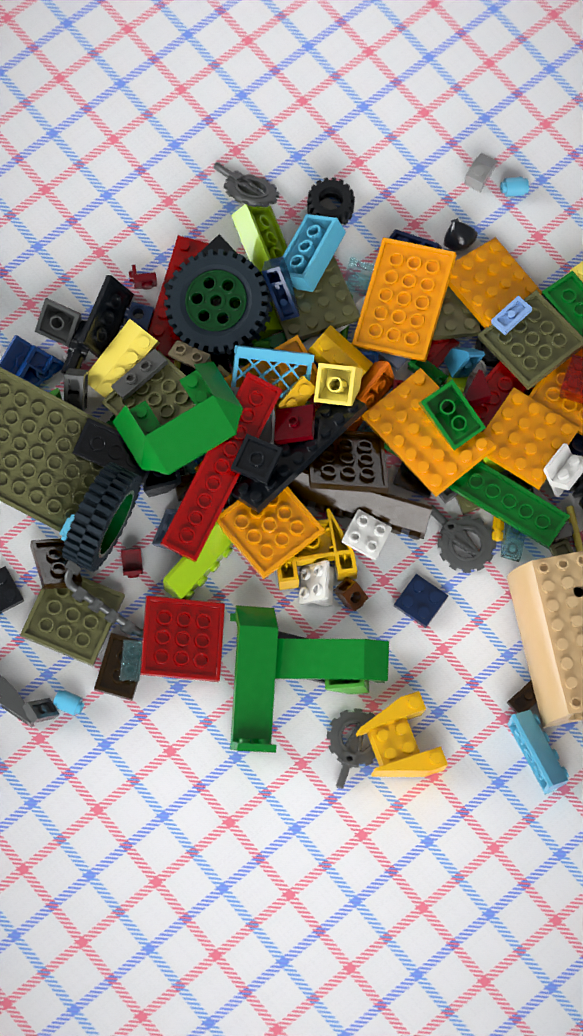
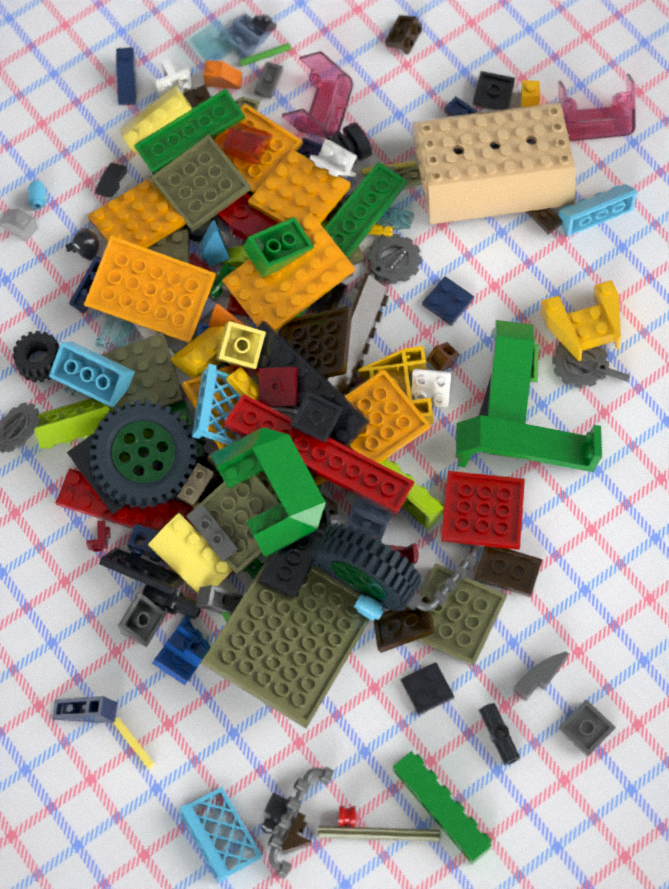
camera: 80 degrees left, 5 degrees down
(40, 710) = (555, 643): dark grey plate -> none
(68, 702) = (544, 619): medium azure brick -> none
(131, 660) = (505, 557): clear light blue slope -> none
(281, 288) = (119, 395): dark blue slope -> none
(366, 534) = (386, 338): white bracket -> none
(511, 315) = (176, 196): light blue plate -> none
(534, 254) = (110, 180): none -> black slope

